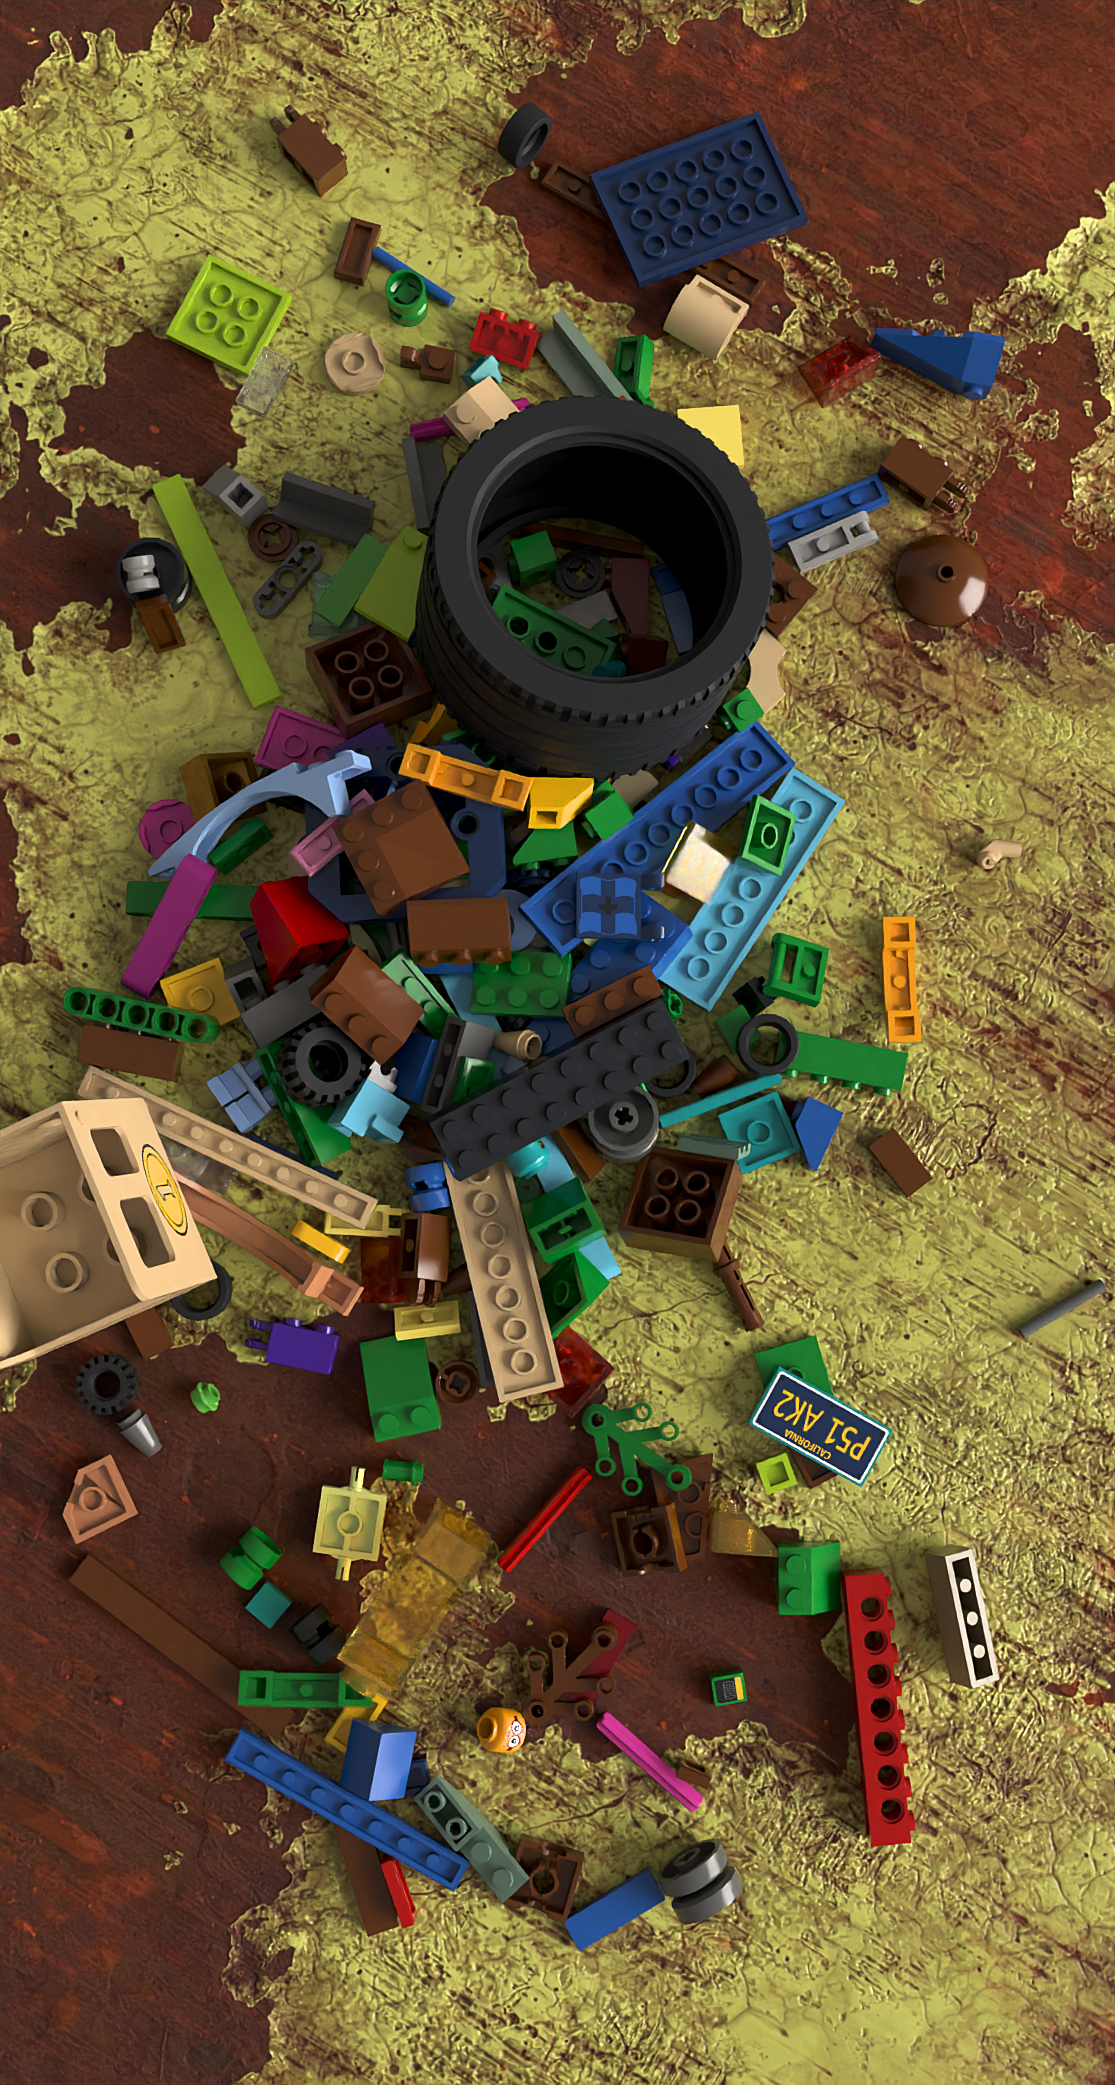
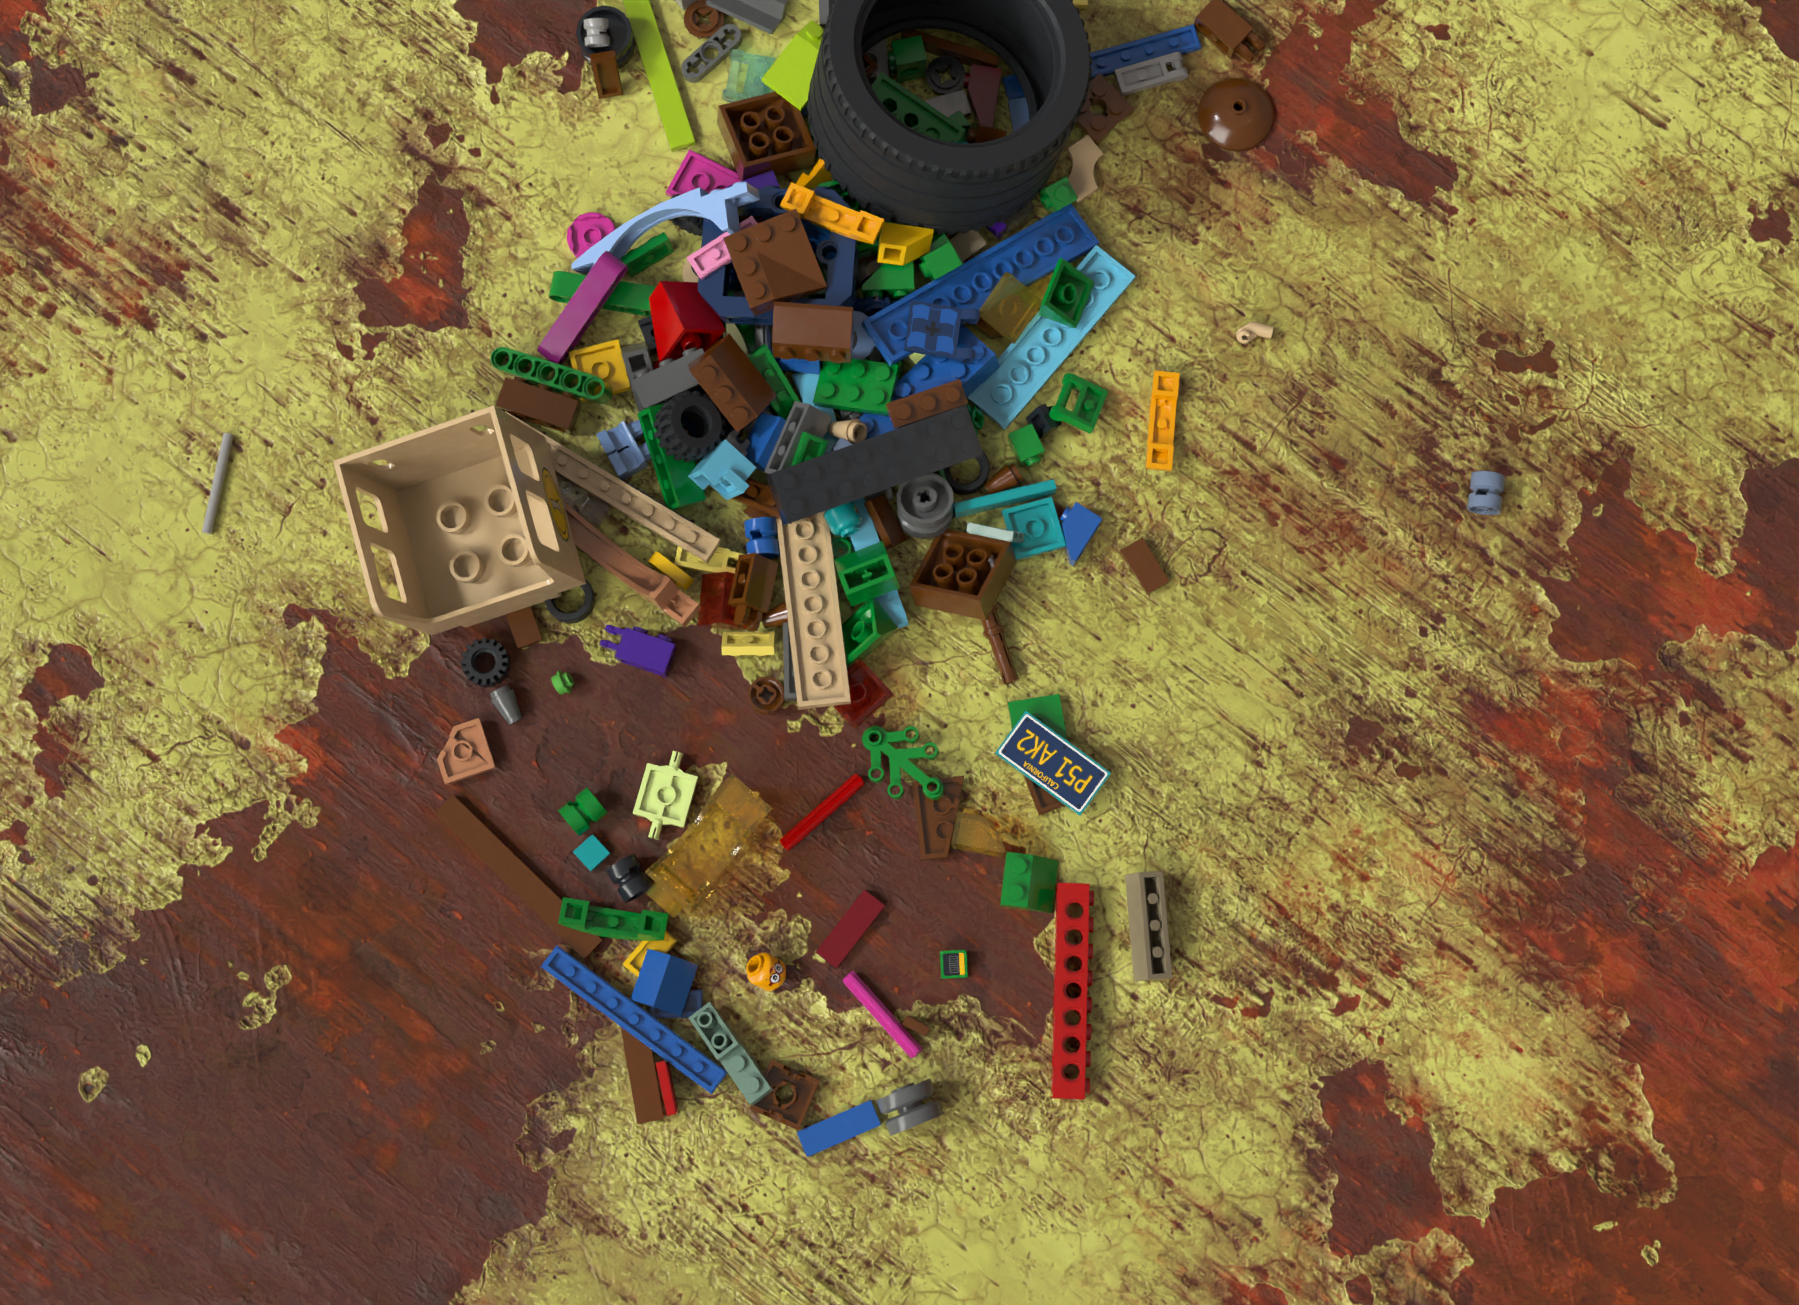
camera: 10 degrees right, 5 degrees down
(216, 778) = (633, 197): pearl gold slope -> none
(350, 582) = (753, 68): bright green tile -> none
(399, 1387) = (719, 693): green slope -> none
(403, 1471) = (713, 760): green pin -> none
(566, 1678) = (823, 938): reddish brown plant -> none
(661, 1526) = (917, 841): reddish brown brick -> none
(775, 1473) = (1012, 796): lime tile -> none
(784, 1027) = (1051, 436): black tyre -> none
(845, 1062) = (1105, 479): green brick -> none
(1061, 1308) = (1261, 697): dark grey bar -> none

